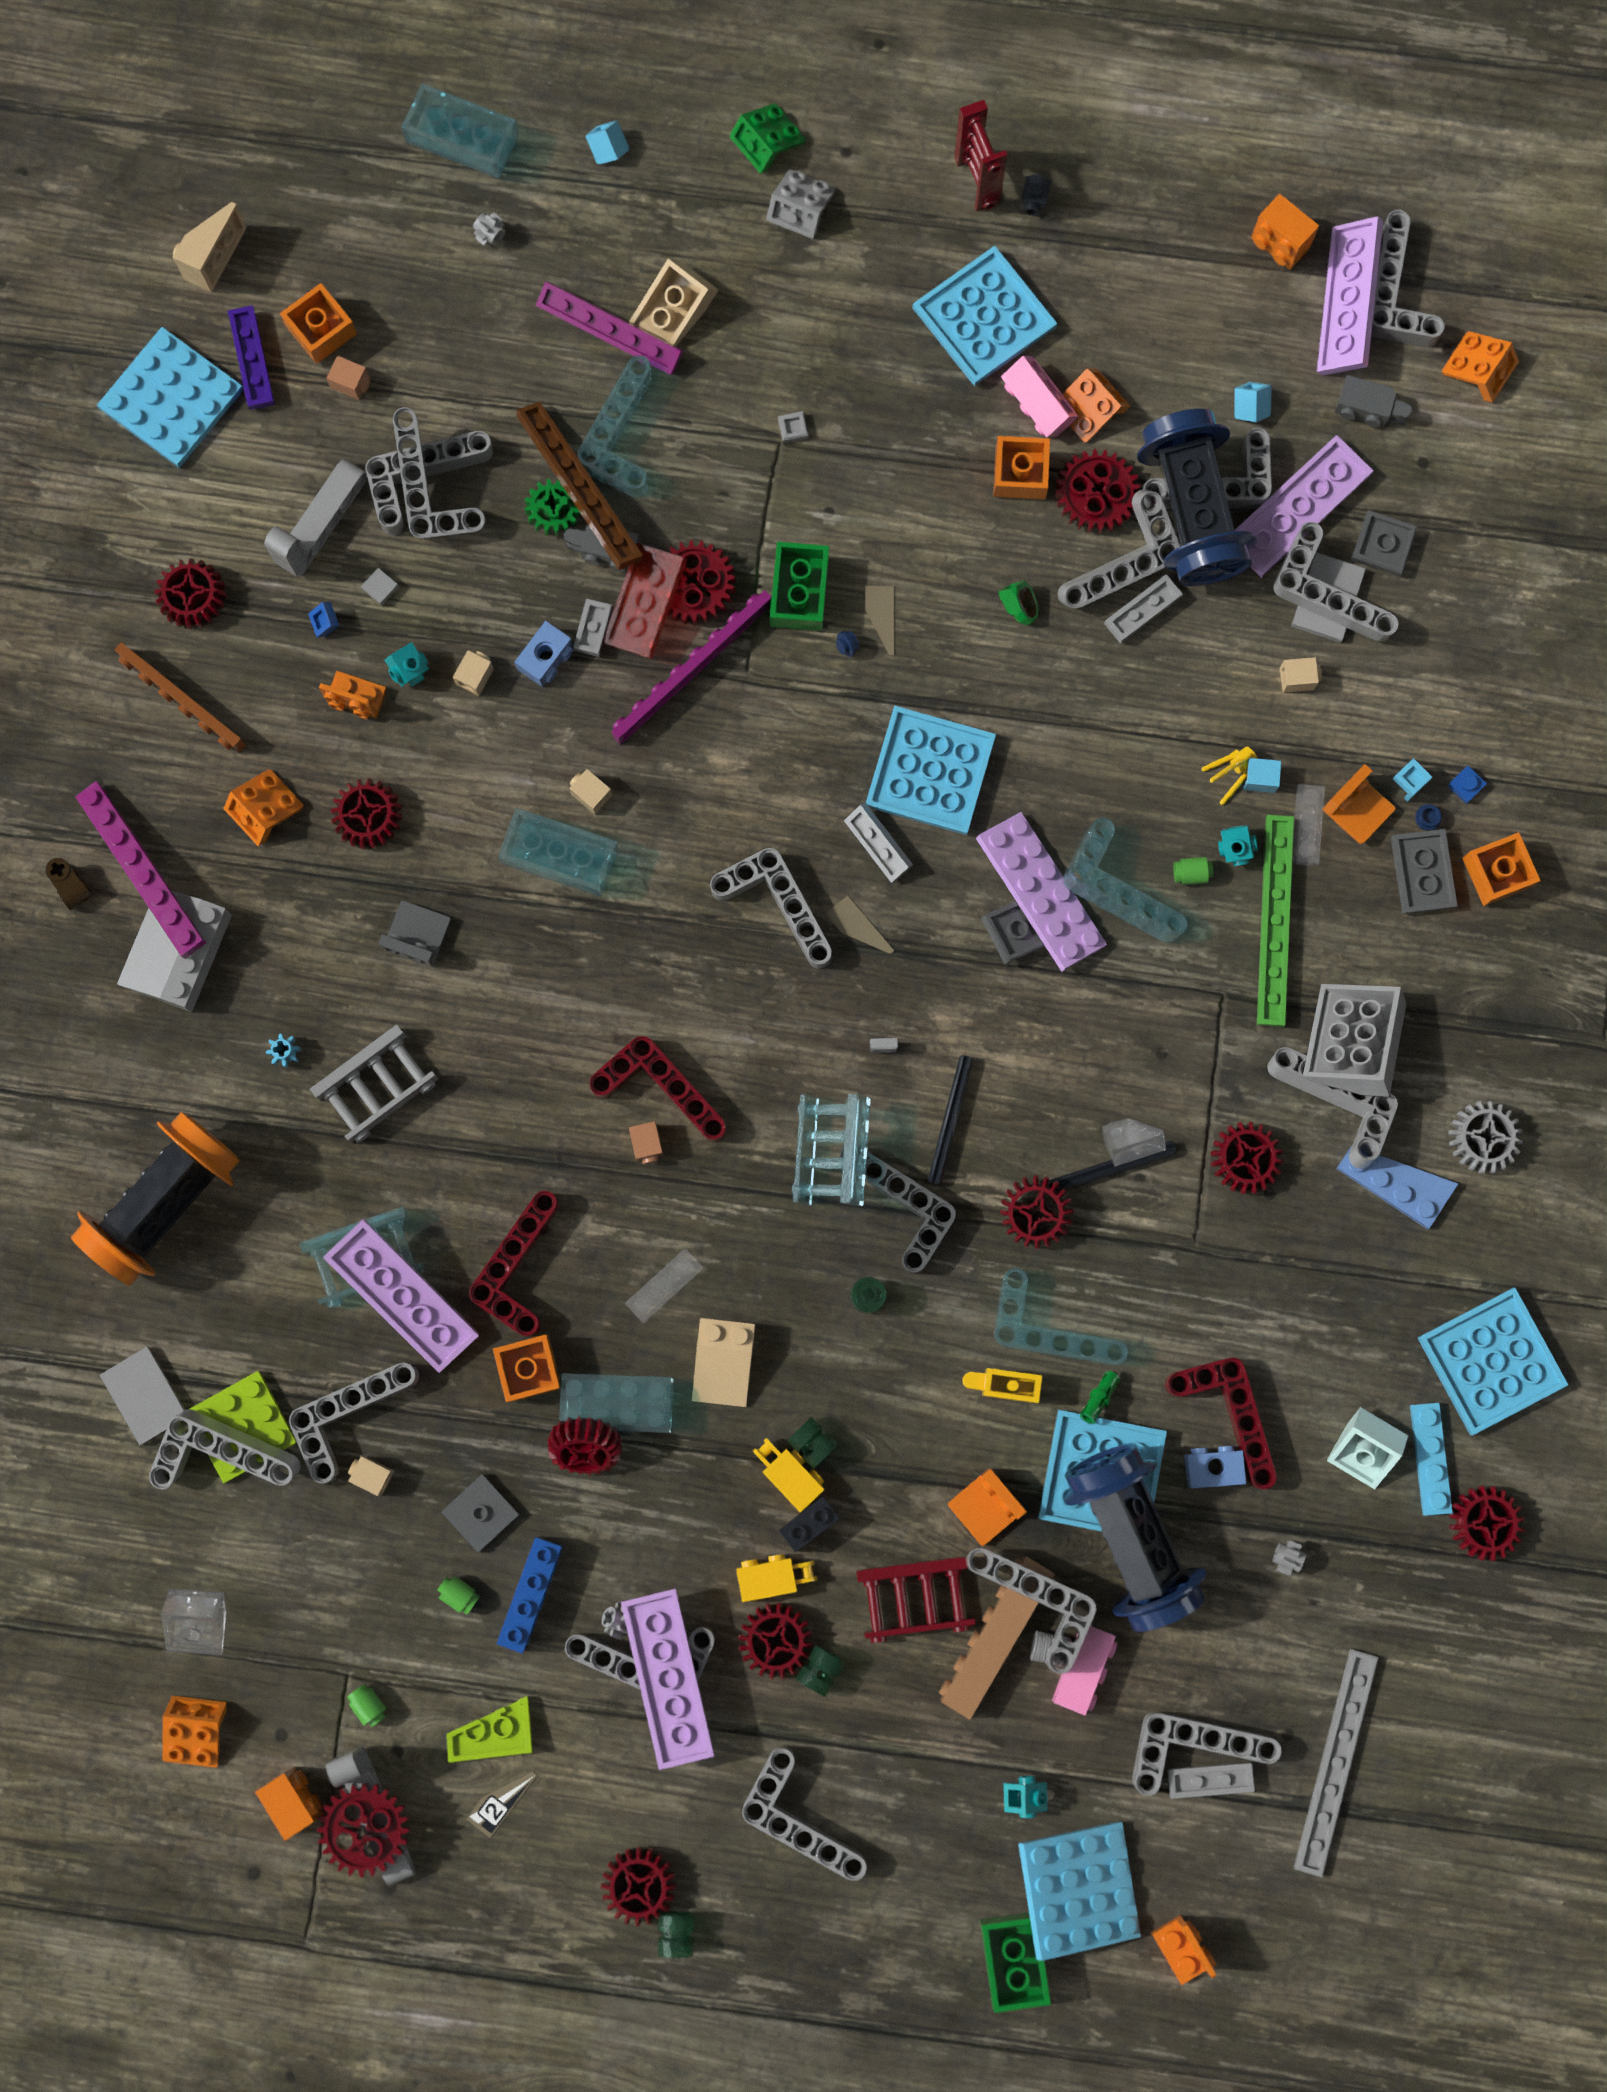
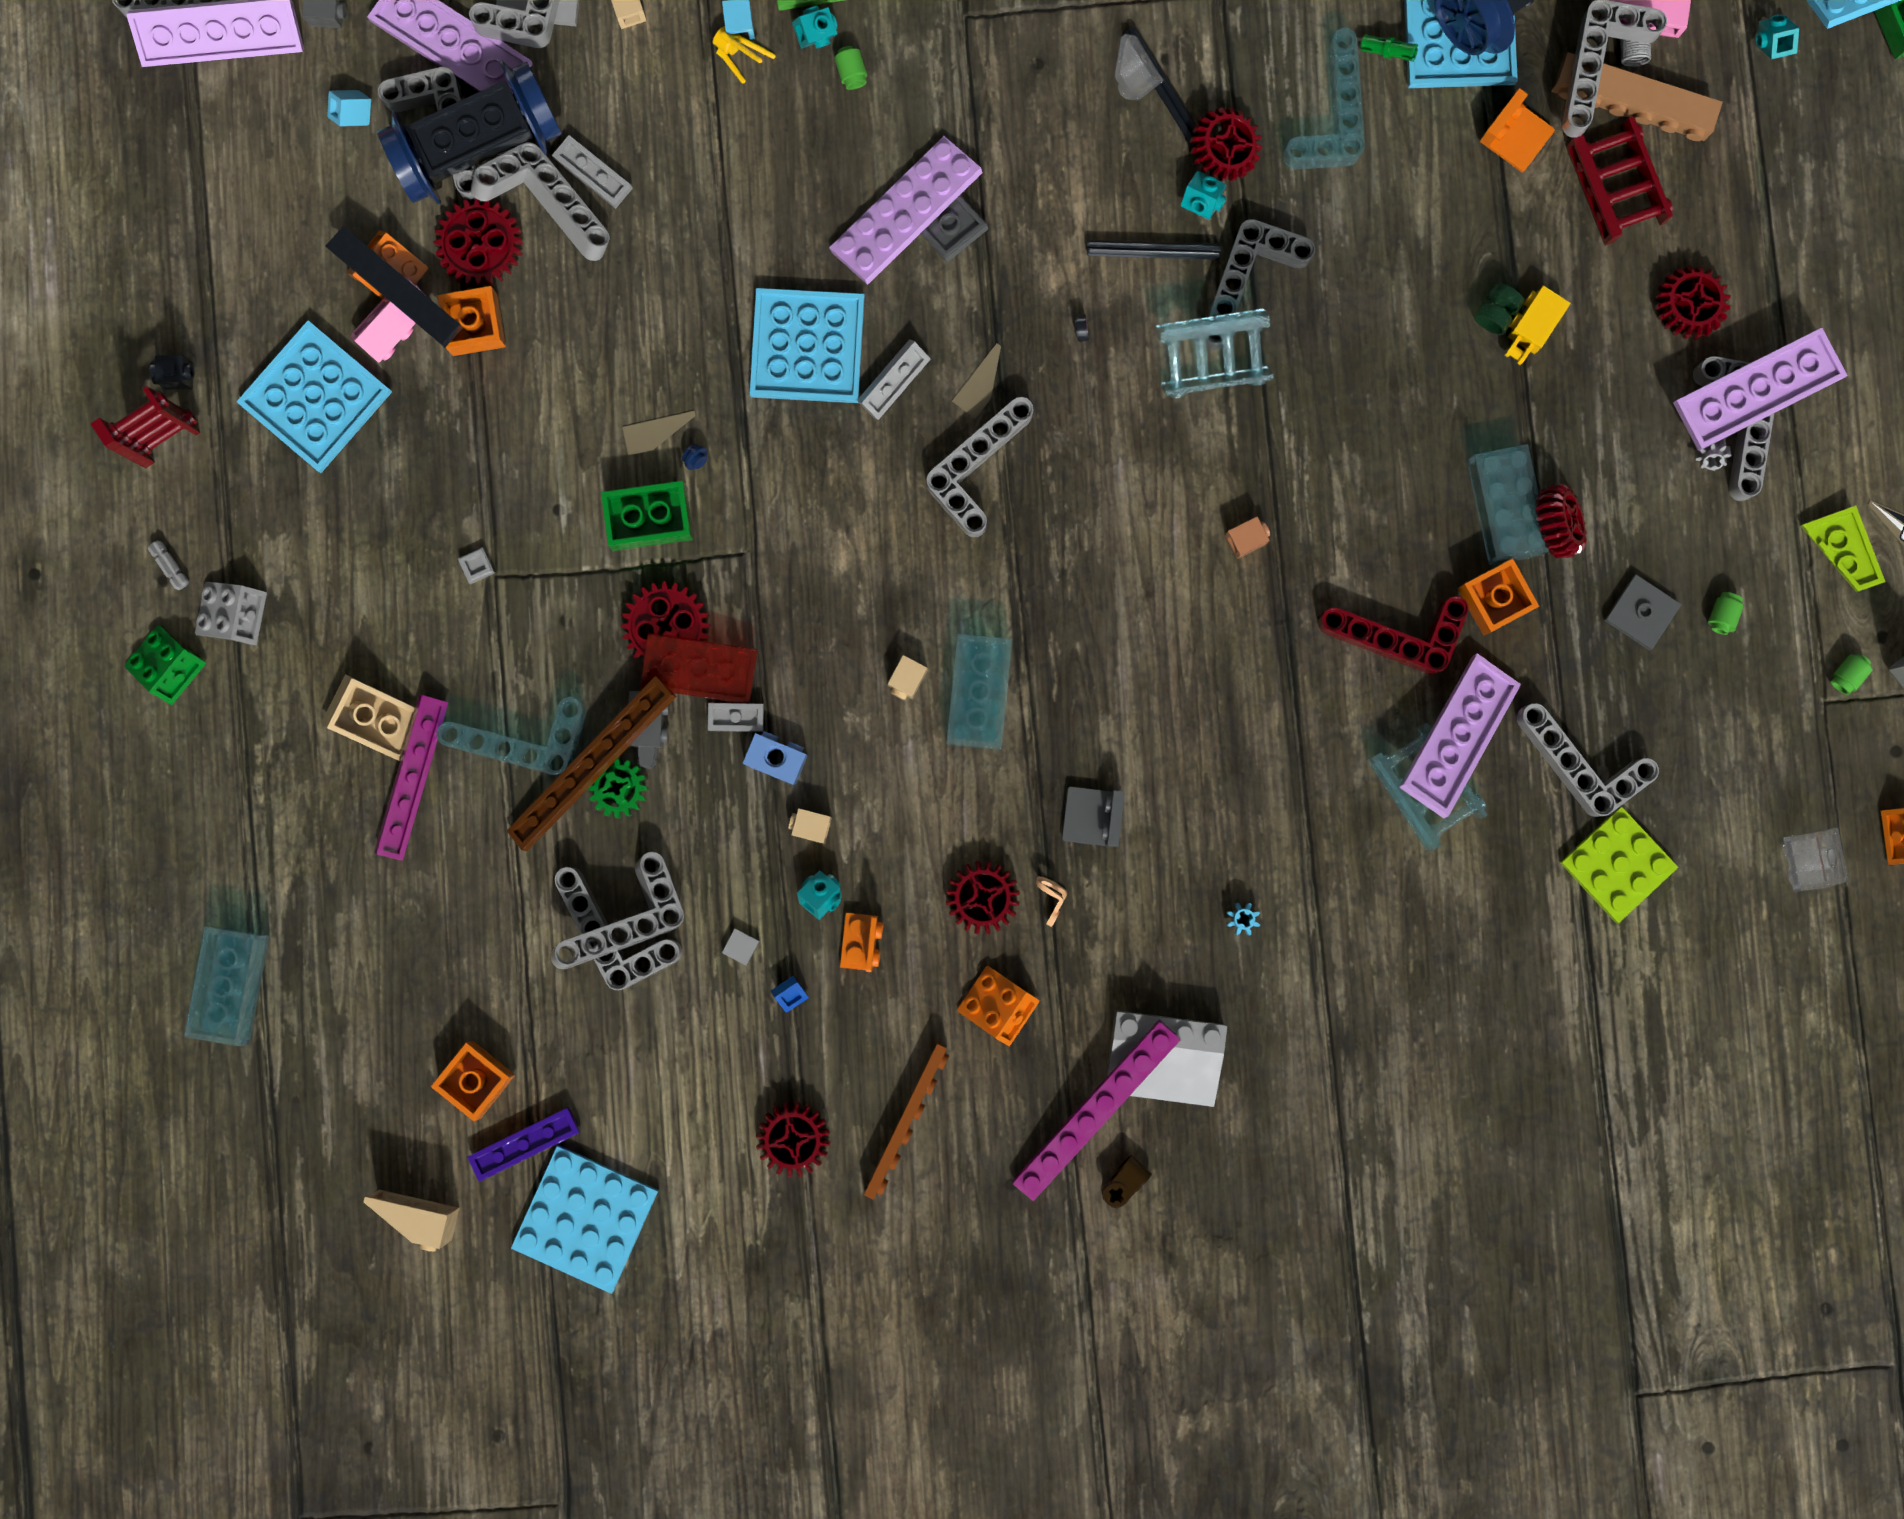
camera: 105 degrees left, 5 degrees up
(143, 1395) = (1612, 968): light grey tile -> none
(155, 1200) = (1481, 1026): brick -> none
(219, 1448) = (1647, 868): light grey beam -> none
(297, 549) = (723, 1040): light grey beam -> none
(348, 378) = (524, 1034): nougat brick -> none
(349, 1074) = (1229, 828): light grey fence -> none
(360, 887) = (1042, 880): none -> light nougat piece
(370, 1475) = (1635, 725): tan brick -> none
(489, 228) = (329, 929): light grey gear -> none
(530, 1594) = (1709, 543): blue brick -> none
(607, 142) = (206, 829): medium azure panel -> none
(664, 1082) = (1183, 533): dark red beam -> none
(664, 1285) = (1381, 488): clear plate -> none
(683, 674) = (745, 601): magenta plate -> none
(723, 1362) = (1440, 413): tan slope -> none
(771, 1577) = (1635, 318): yellow brick -> none
(796, 1825) = (1857, 245): light grey beam -> none
(808, 1524) = (1583, 295): black brick -> none
(826, 1662) = (1710, 252): clear green wheel -> none
(858, 158) = (168, 565): none -> light grey axle
(868, 1295) = (1346, 287): clear green wheel -> none
(883, 1045) = (1096, 329): light grey tile -> none
(887, 1030) = (1081, 328): none -> black tile
(990, 1178) = (1204, 195): none -> teal brick
(1005, 1385) = (1400, 136): yellow brick -> none
(1020, 602) = (612, 295): green rock -> none
(1064, 400) = (394, 286): none -> black tile
(1117, 889) = (889, 137): clear light blue beam -> none
(1284, 232) = (160, 108): orange brick -> none

